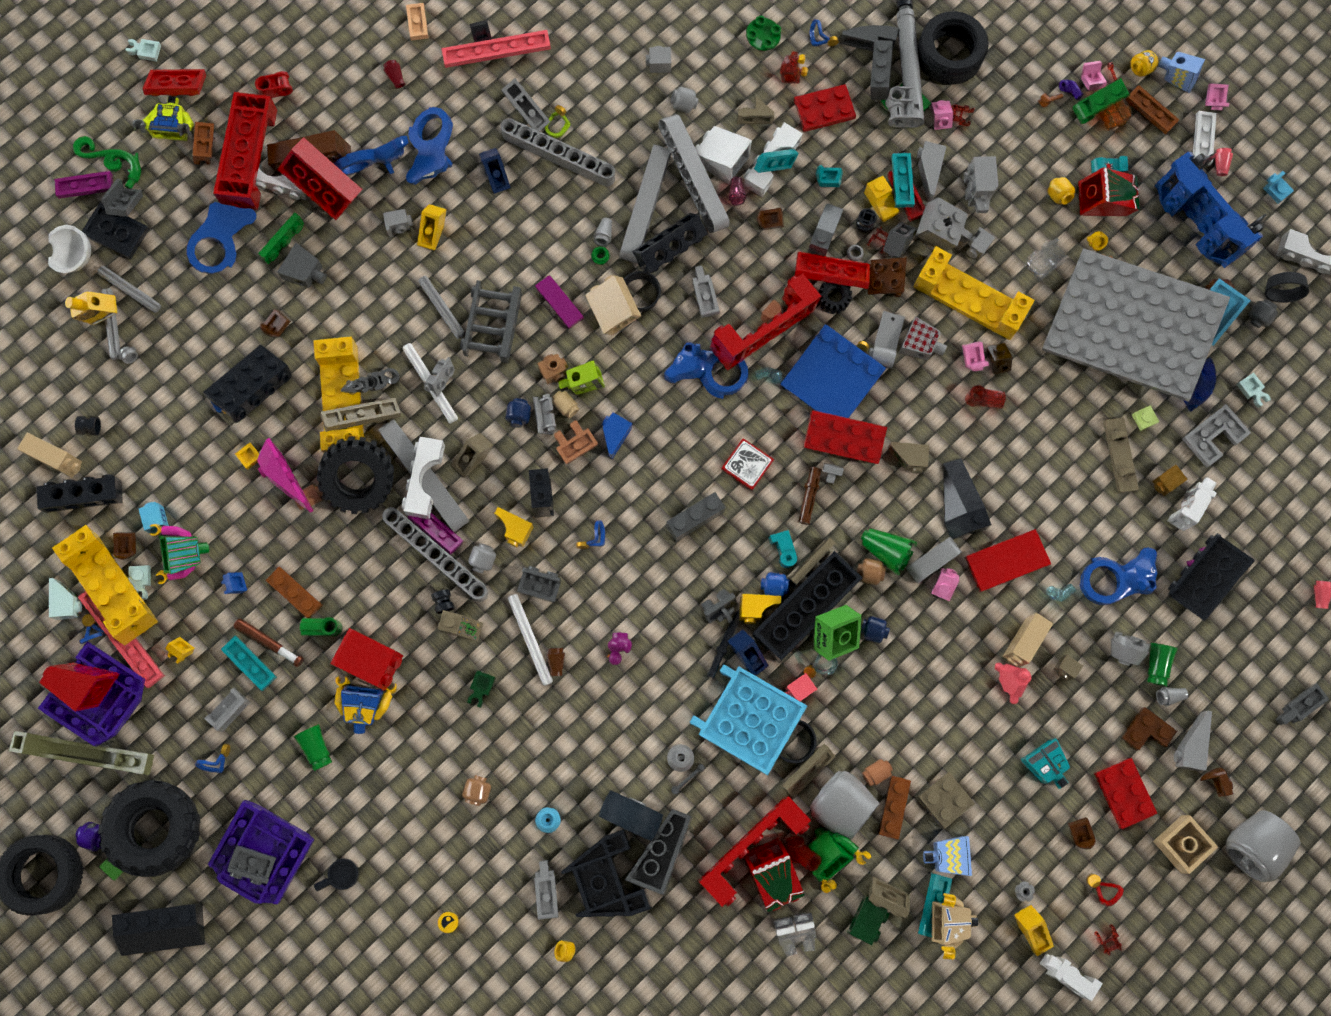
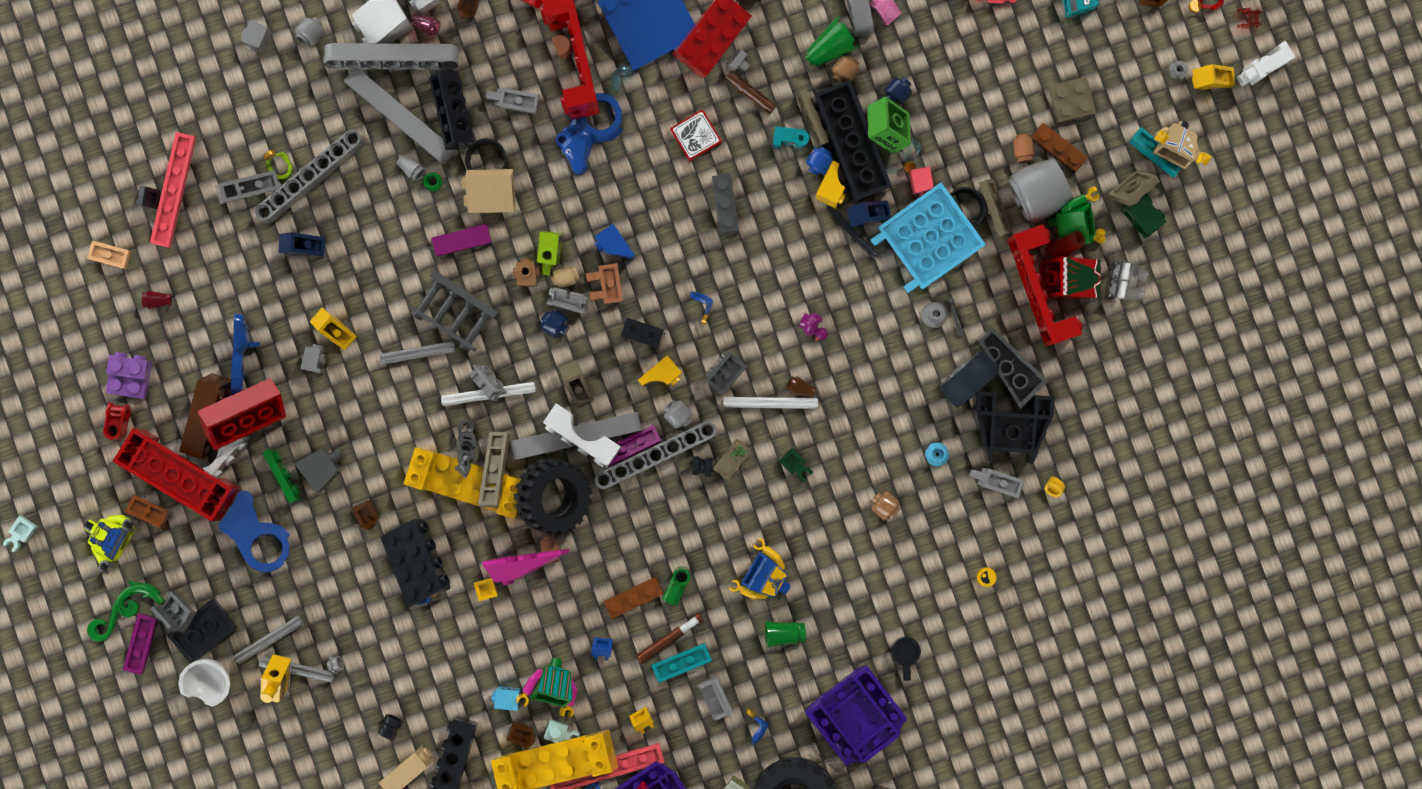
camera: 60 degrees left, 10 degrees up
(174, 82) = (70, 516): red plate -> none
(251, 865) = (864, 728): dark grey bracket -> none
(318, 79) = (128, 375): none -> medium lavender plate
(367, 659) = (728, 554): red slope -> none
(431, 153) = (261, 299): blue animal -> none
(722, 609) = (815, 211): dark grey hips -> none
(951, 856) = (1121, 118): light blue torso -> none

